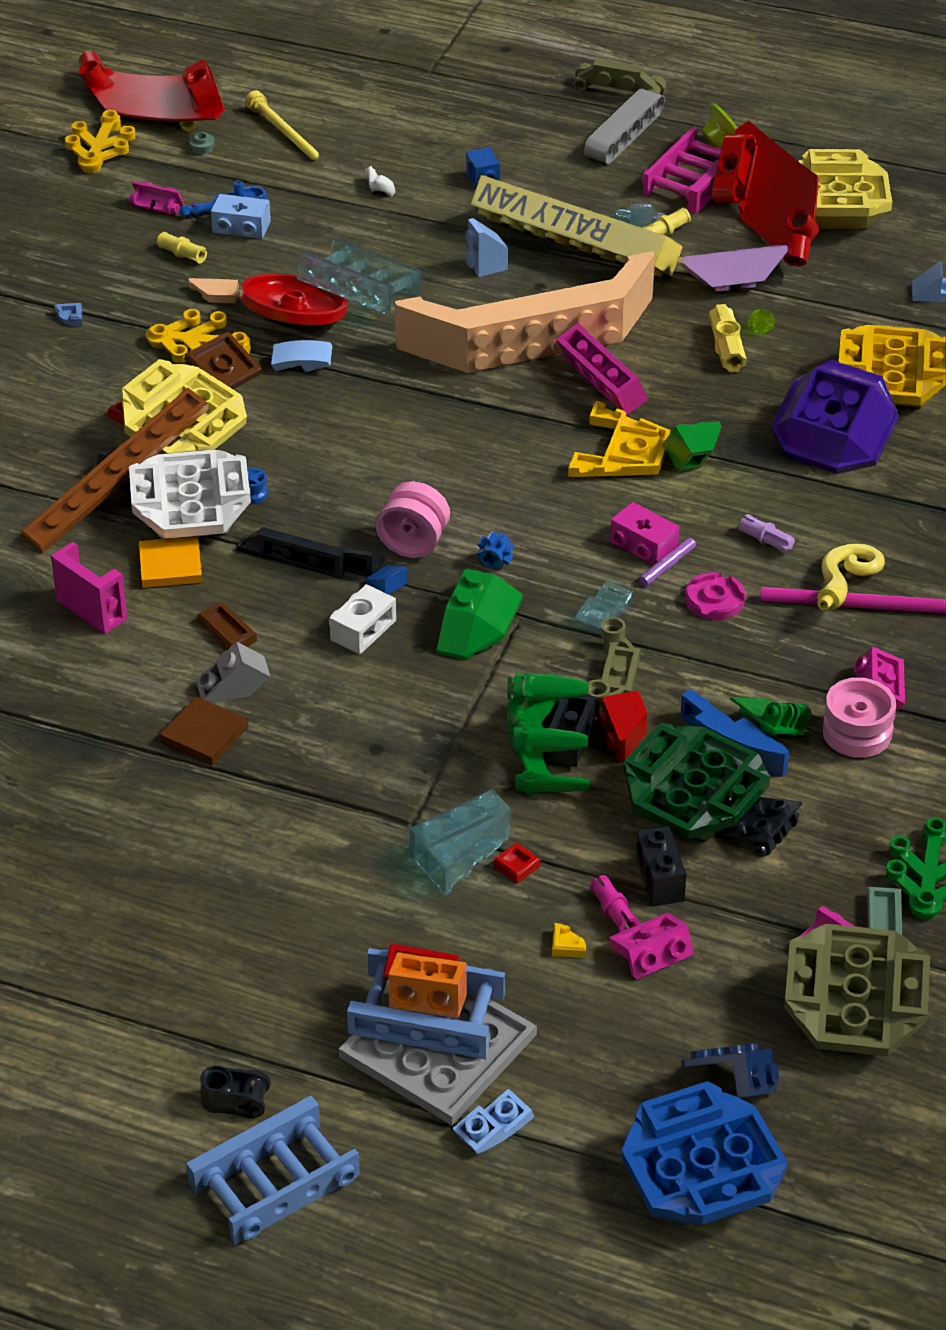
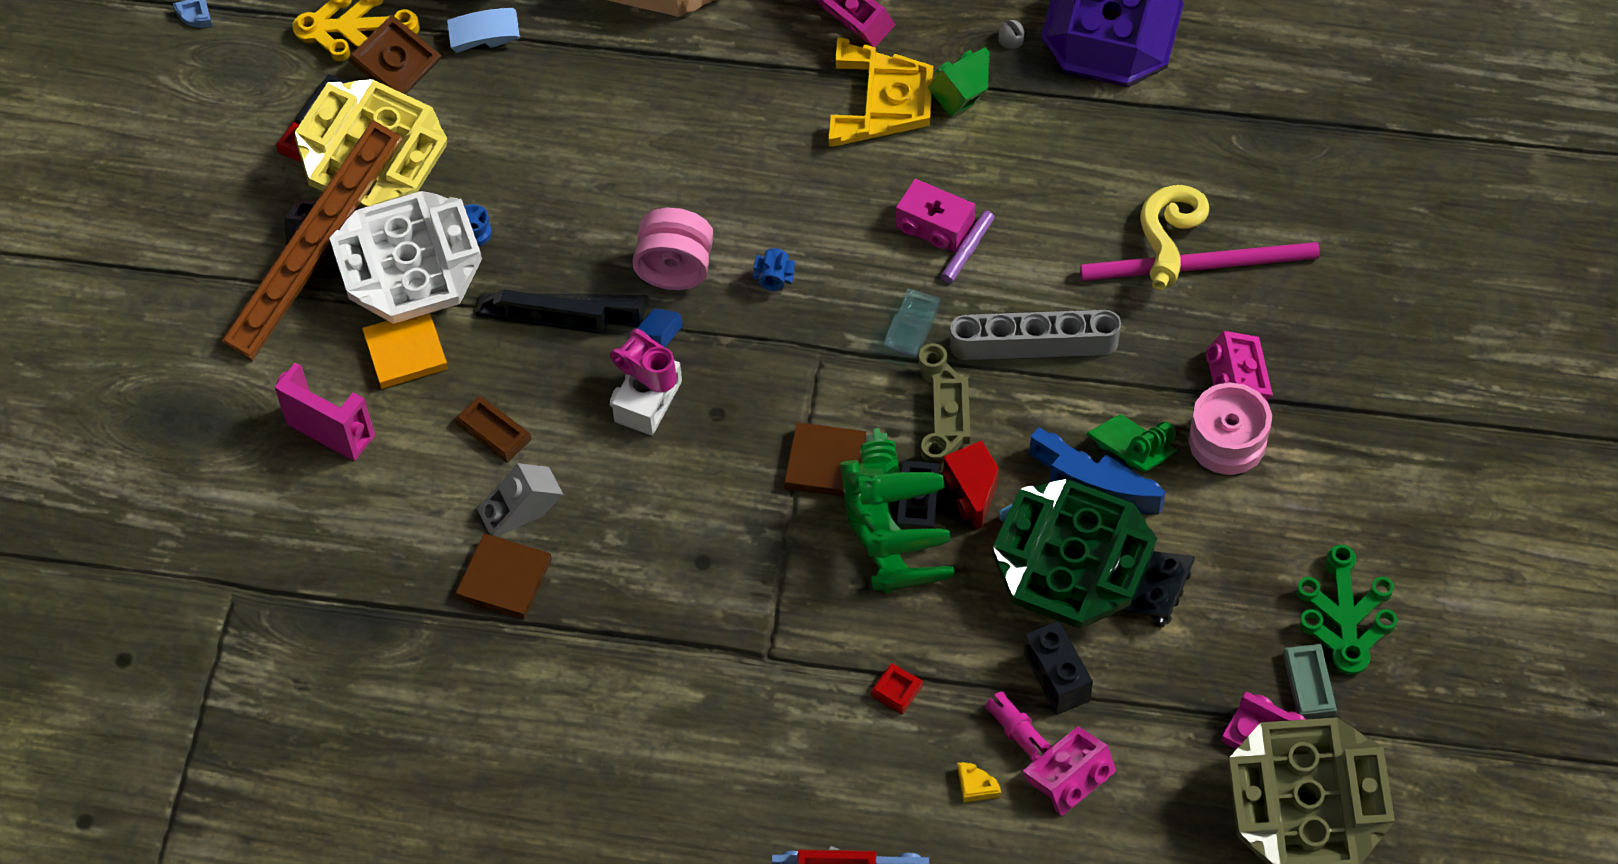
camera: 10 degrees left, 15 degrees up
(366, 589) = (642, 358): none -> dark pink piece
(459, 838) = (829, 673): clear light blue wedge -> none
(477, 614) = (776, 360): green wedge -> none
(489, 689) = (818, 455): none -> reddish brown tile
(707, 629) = (1050, 327): none -> light grey beam
(715, 596) = (1031, 283): dark pink tile -> none
(746, 421) = (1007, 36): none -> light grey hinge
(766, 533) = (1070, 189): lavender axle -> none

